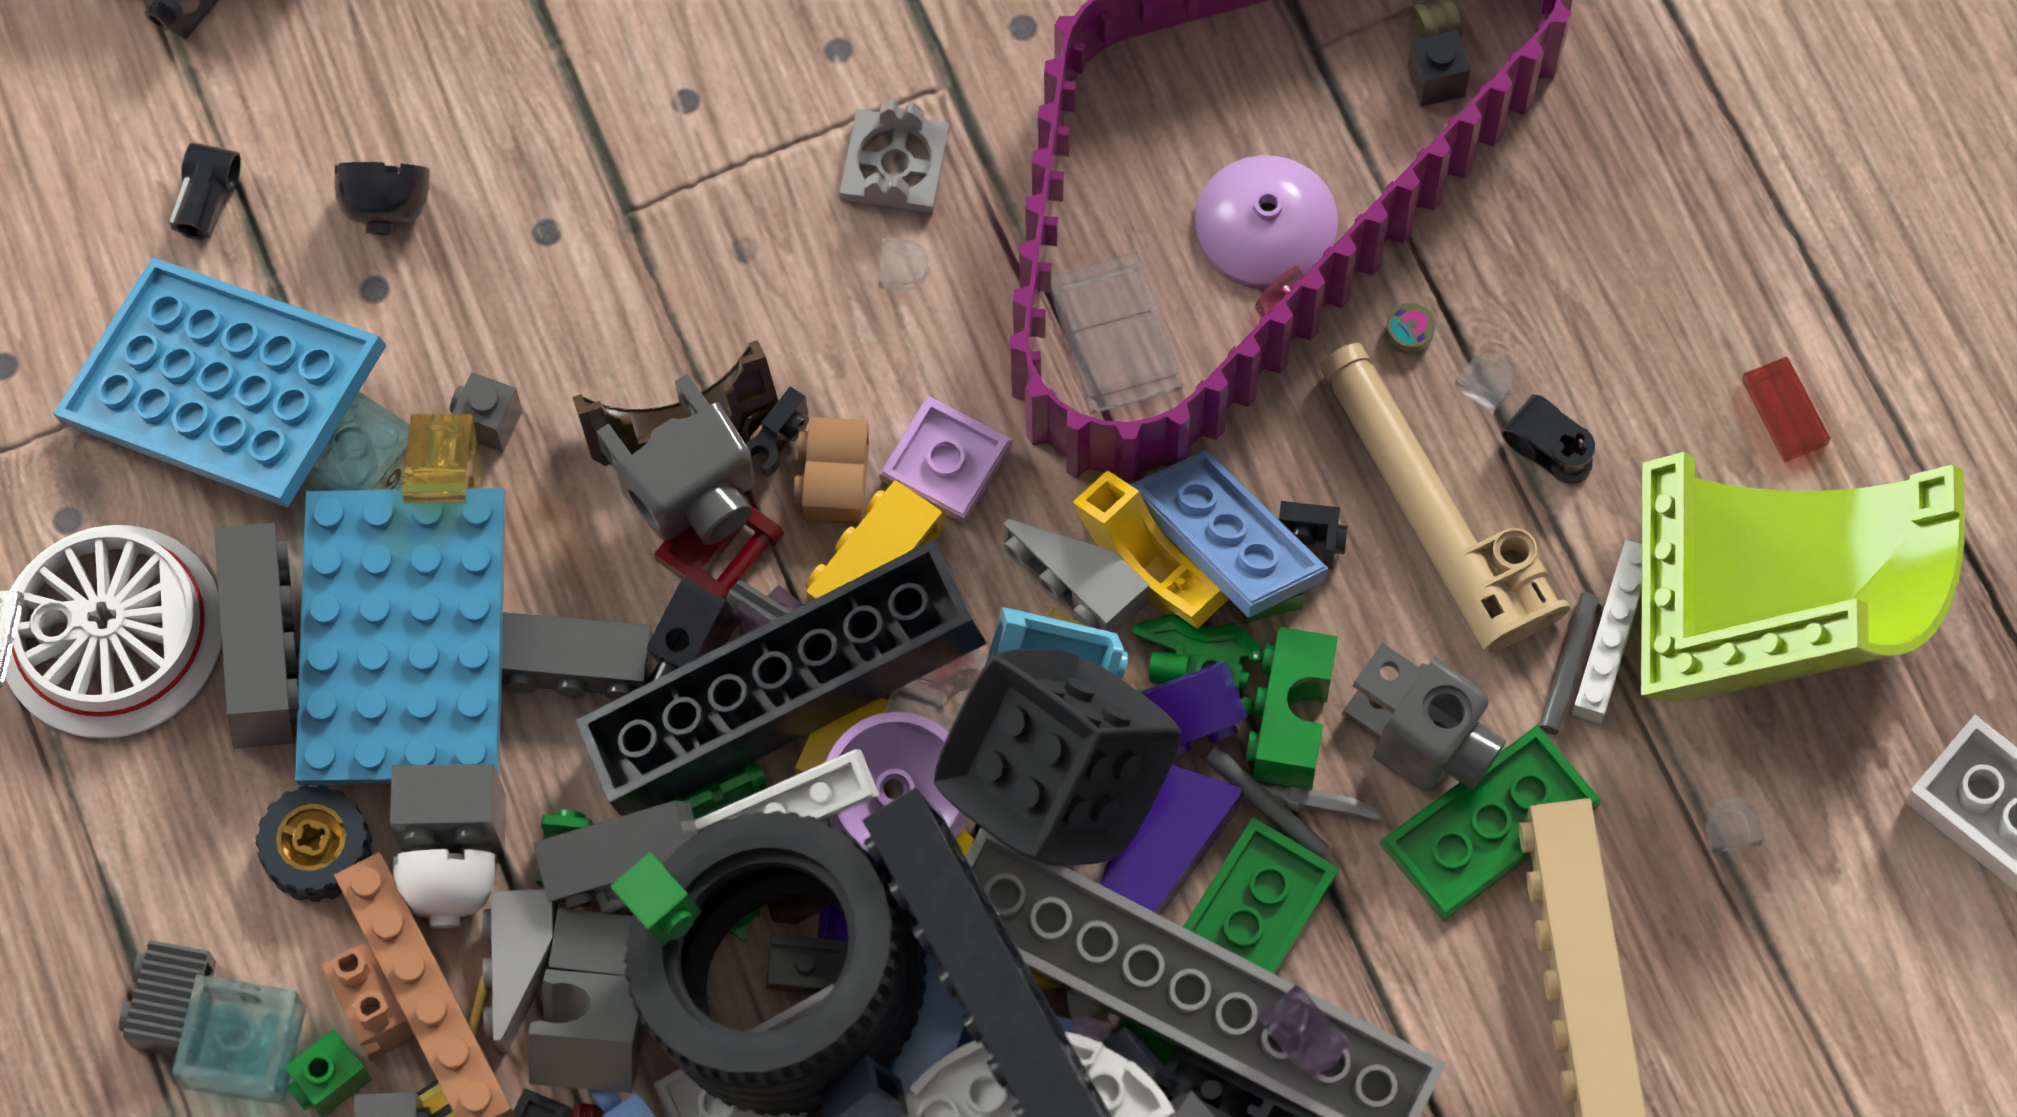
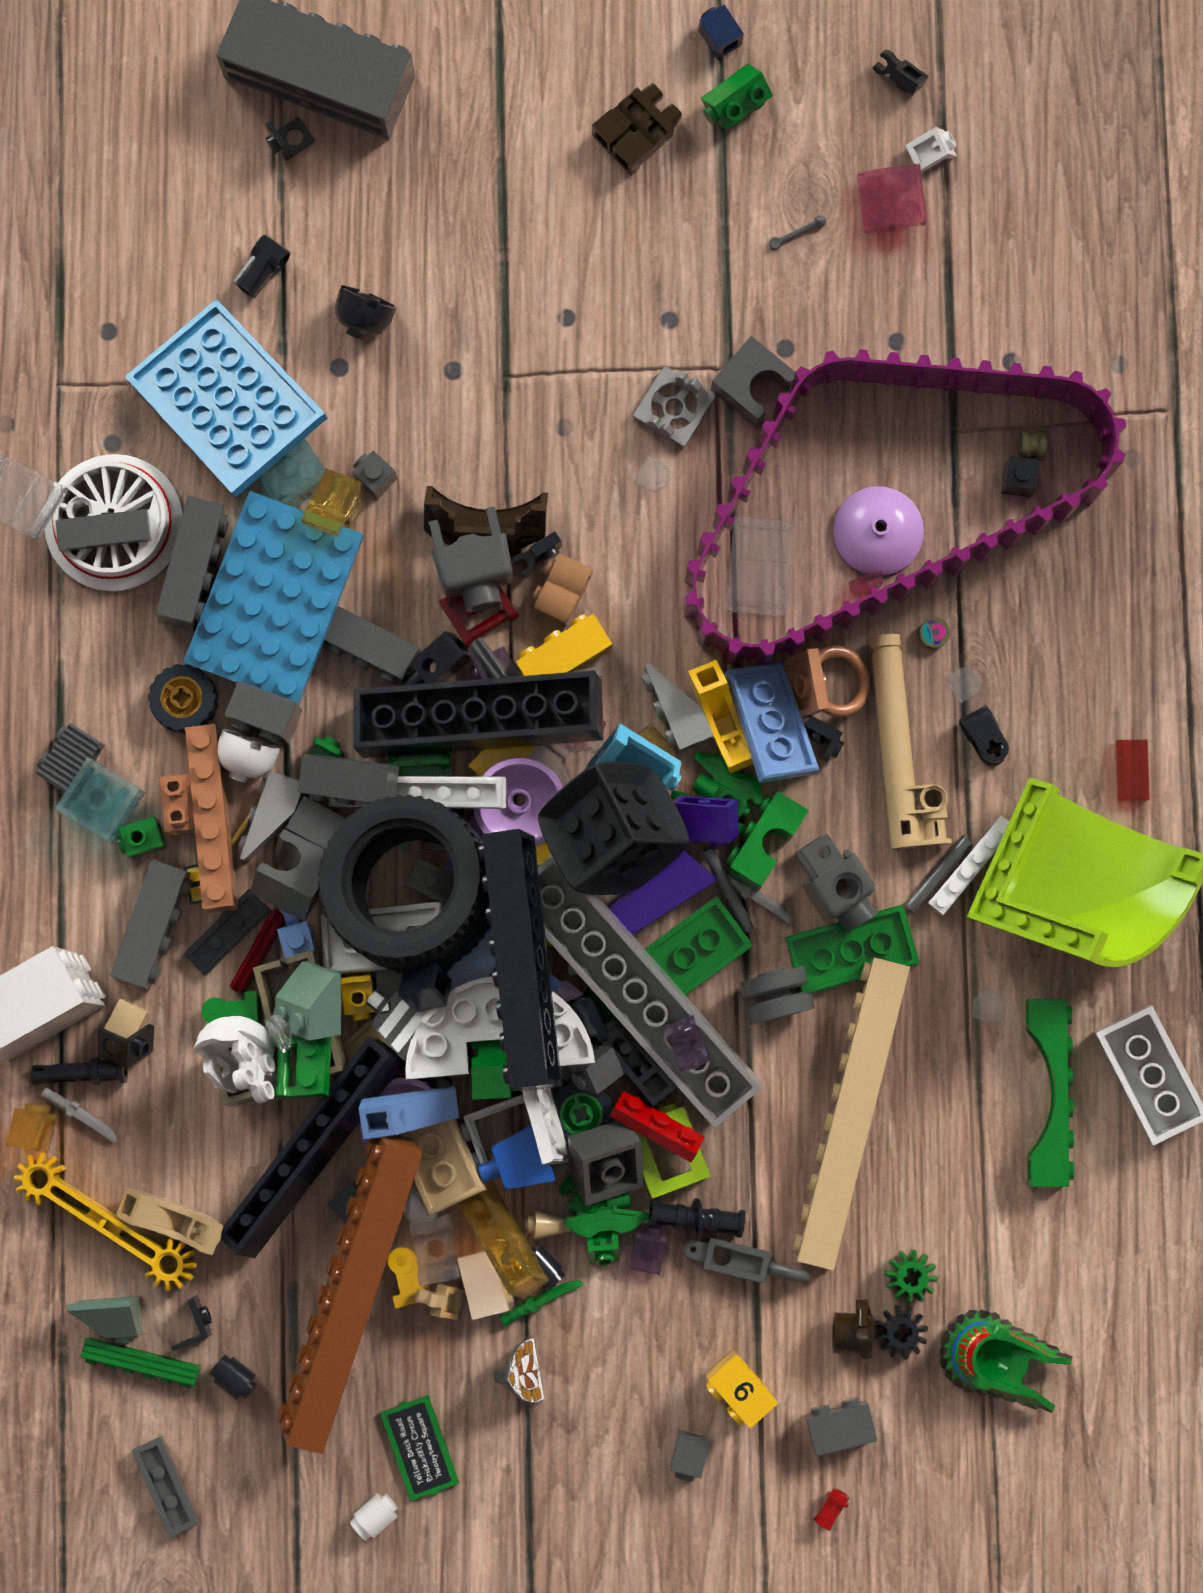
camera: 20 degrees right, 15 degrees up
(100, 635) = (103, 530): none -> dark grey tile
(657, 899) = (351, 831): green brick -> none
(946, 458) = (629, 608): lavender plate -> none
(980, 64) = (746, 367): none -> dark grey piece
(1261, 458) = (810, 682): none -> nougat tile
(1408, 922) = (776, 994): none -> dark grey wheel
(1835, 818) = (1049, 1158): none -> green arch

